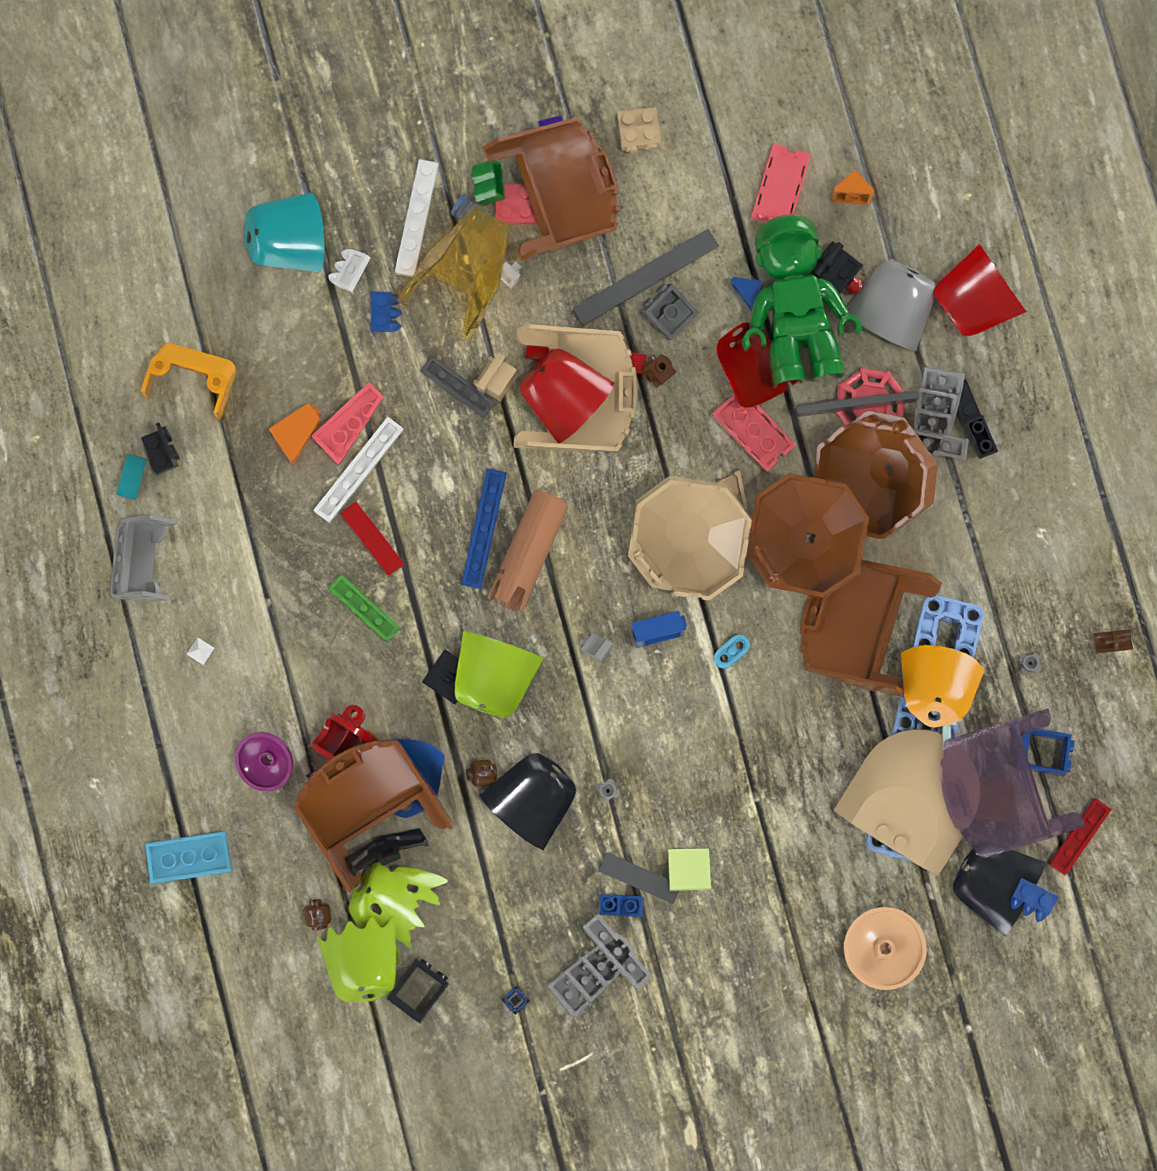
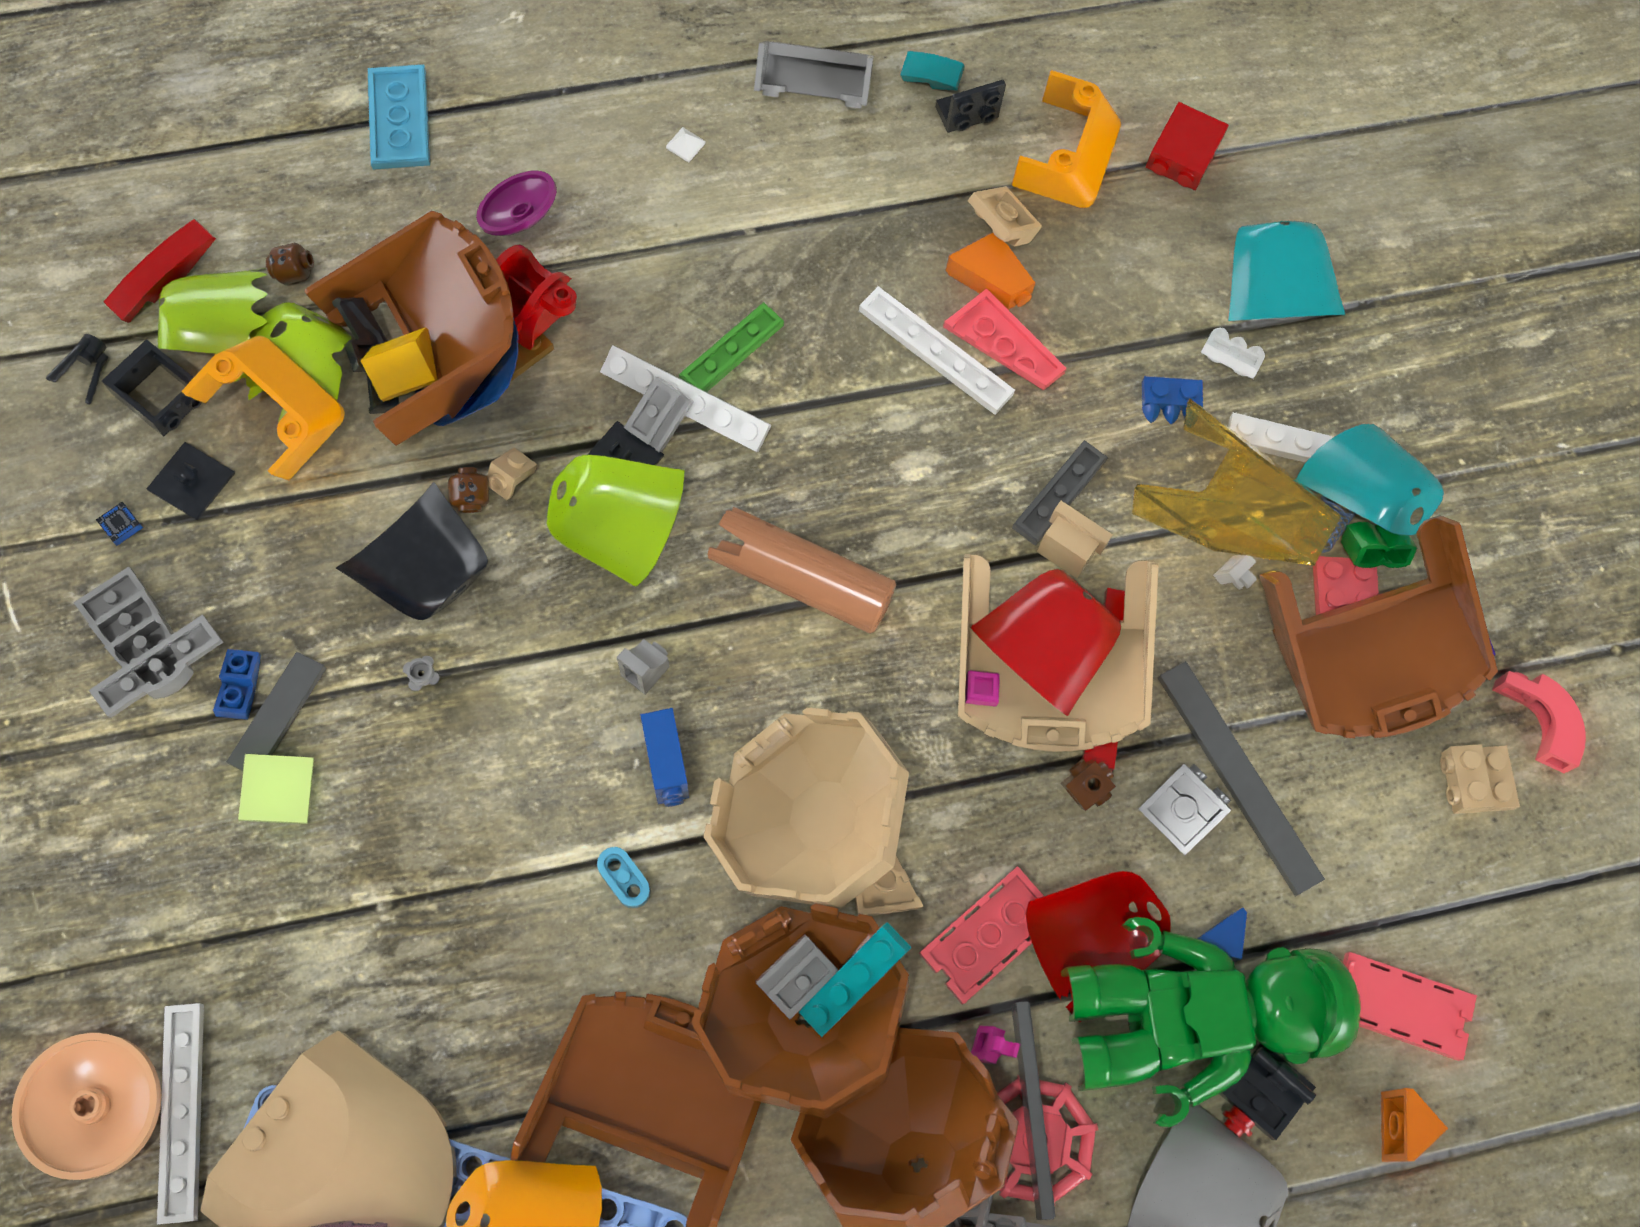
camera: 85 degrees right, 10 degrees down
(187, 296) = (1186, 146): none -> red brick
(256, 423) = (1005, 215): none -> tan plate
(327, 1003) = (164, 264): none -> red slope
(372, 538) = (833, 365): red tile -> none
(392, 1042) = (87, 351): none -> black plant
(396, 823) = (401, 365): none -> yellow slope
(404, 636) = (705, 409): none -> white plate
(416, 898) = (310, 409): none -> light orange windscreen
(420, 652) = (658, 414): none -> light grey plate
(441, 183) = (1373, 478): none -> teal piece
(465, 747) = (509, 471): none -> tan bracket
(481, 960) = (190, 481): none -> black piece
(484, 529) = (842, 517): blue tile -> none
(598, 77) = (1557, 713): none -> coral arch
(599, 435) = (982, 688): none -> dark pink tile
(788, 541) = (796, 976): none -> light grey plate
(791, 505) = (855, 979): none -> teal plate
(819, 429) = (991, 1044): none -> dark pink plate
(884, 896) = (180, 1114): none -> white plate

